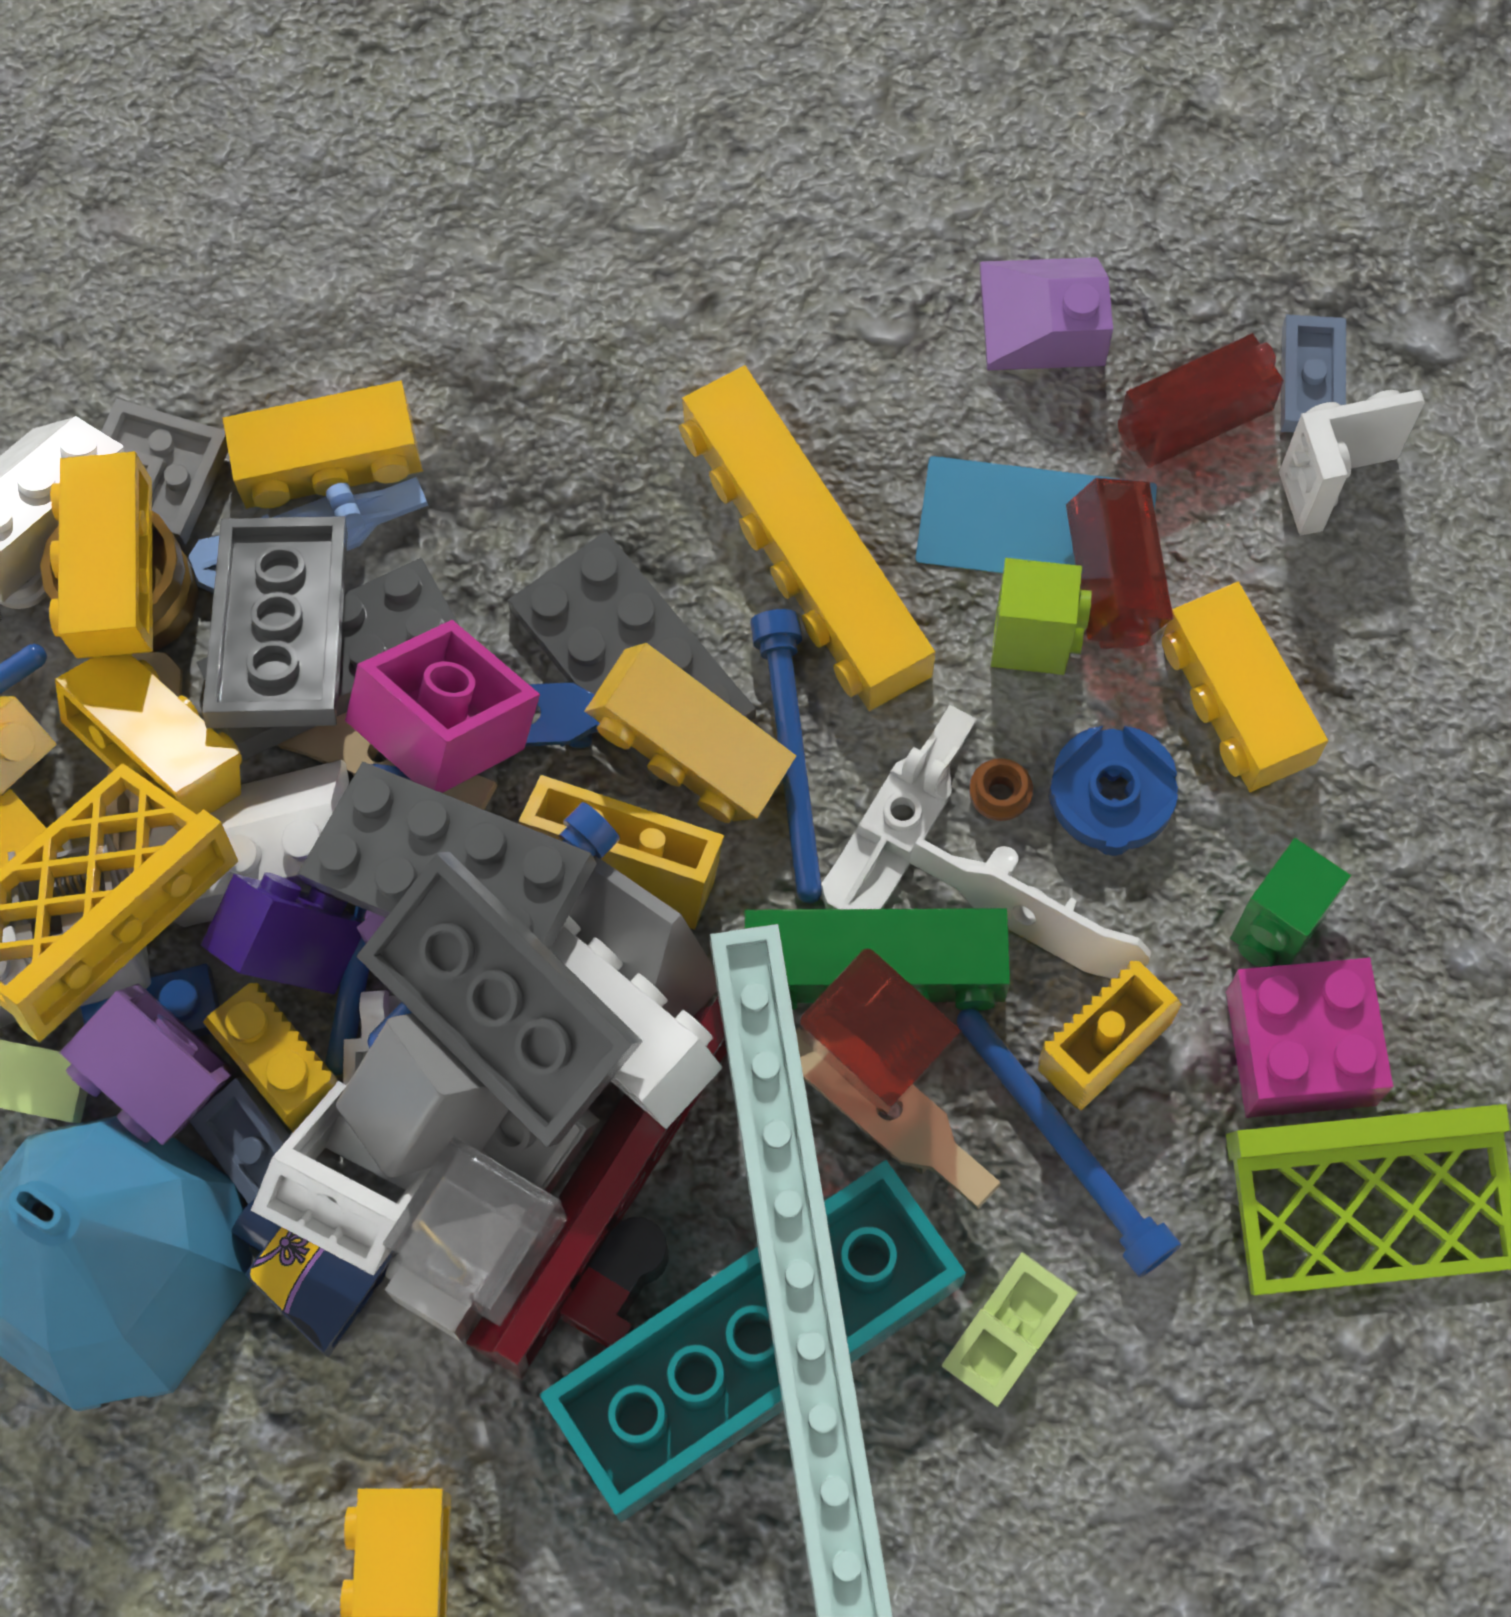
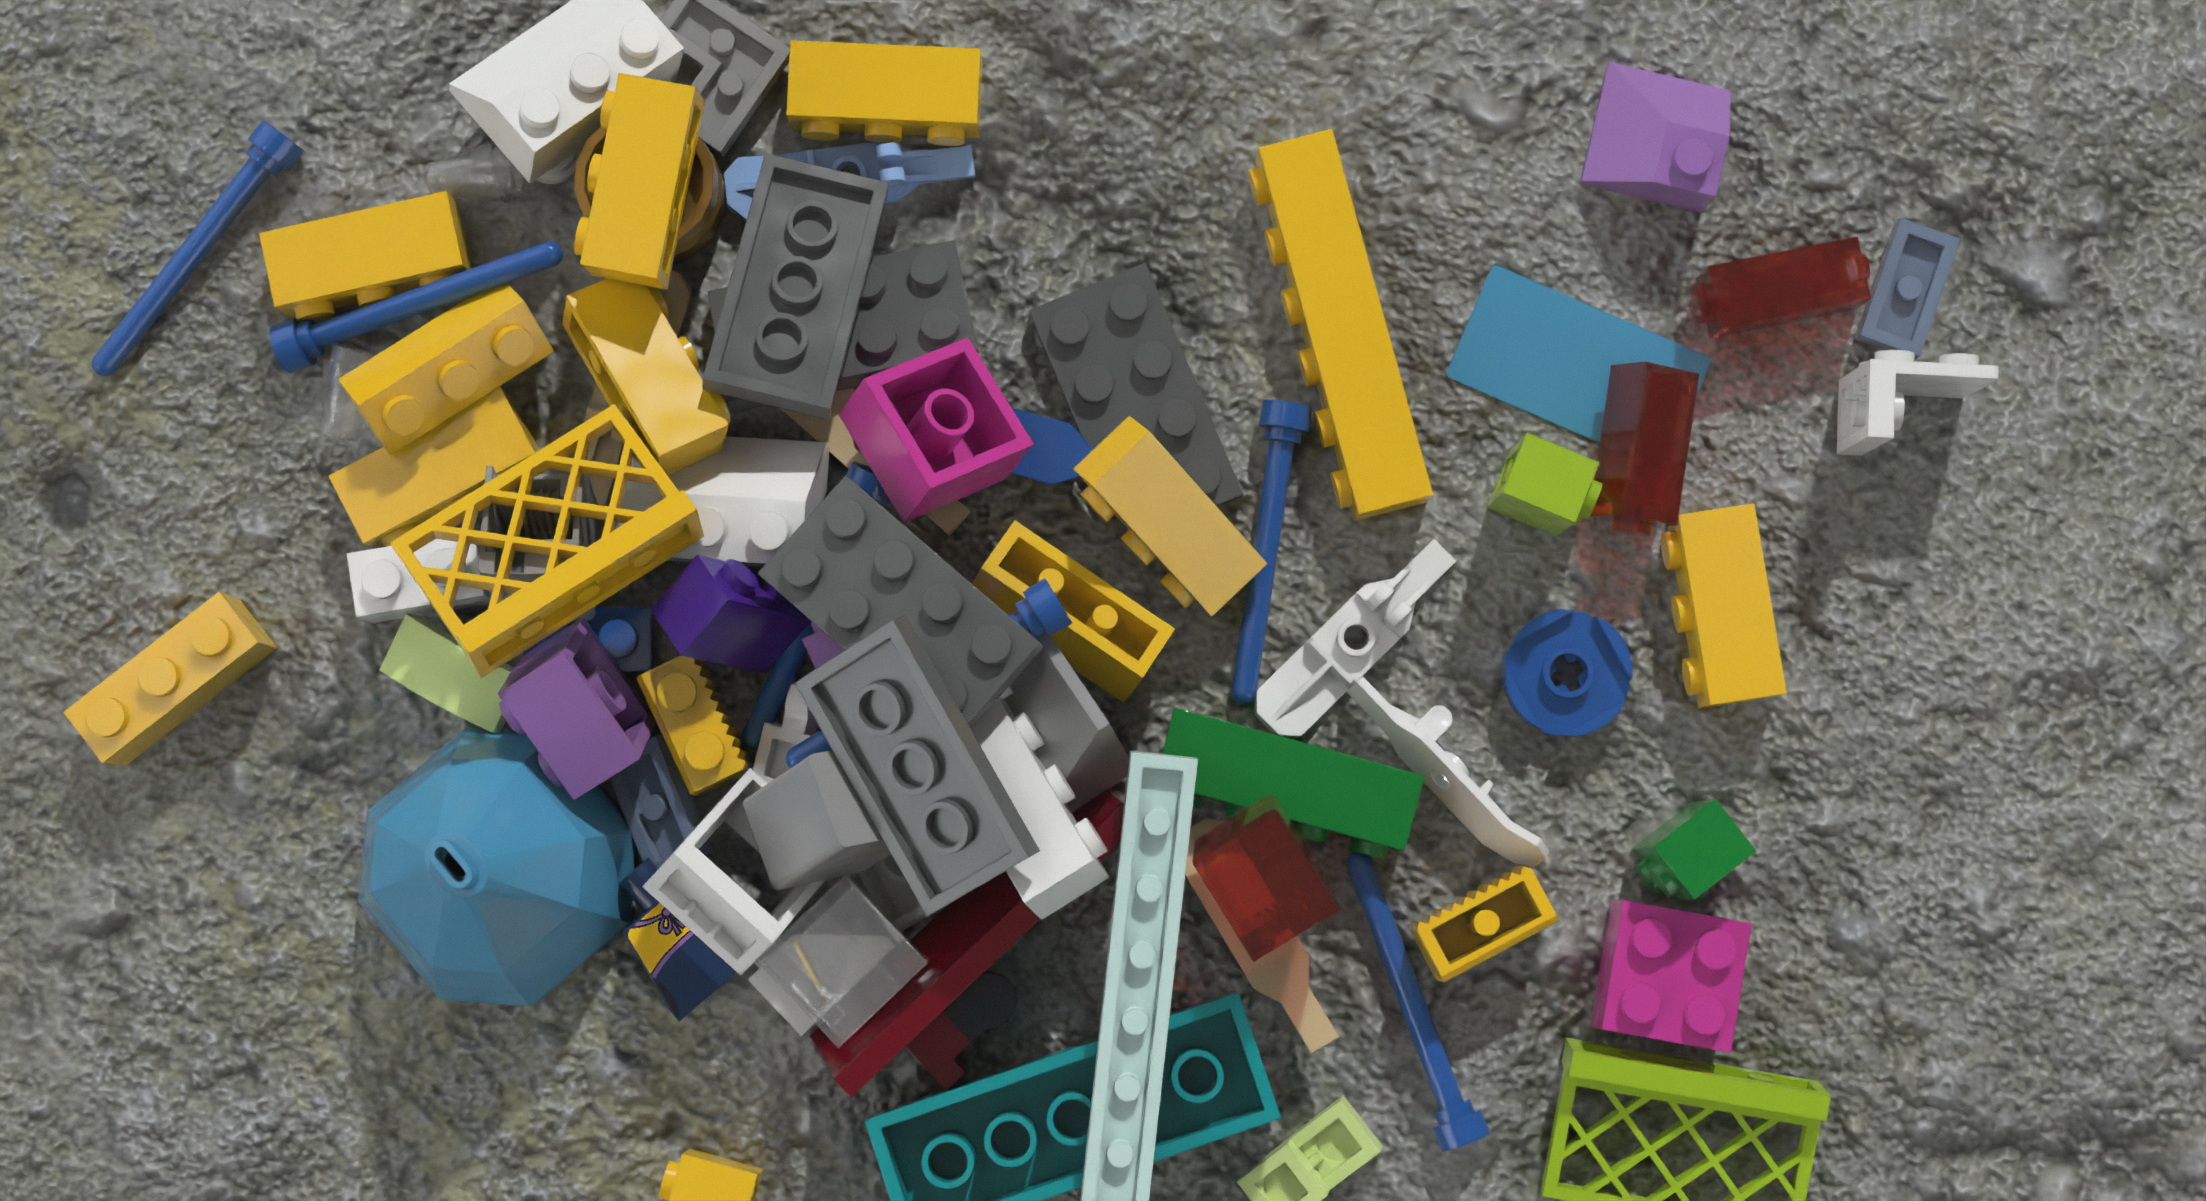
camera: 10 degrees right, 15 degrees up
(1006, 773) = (1475, 633): dark orange plate -> none

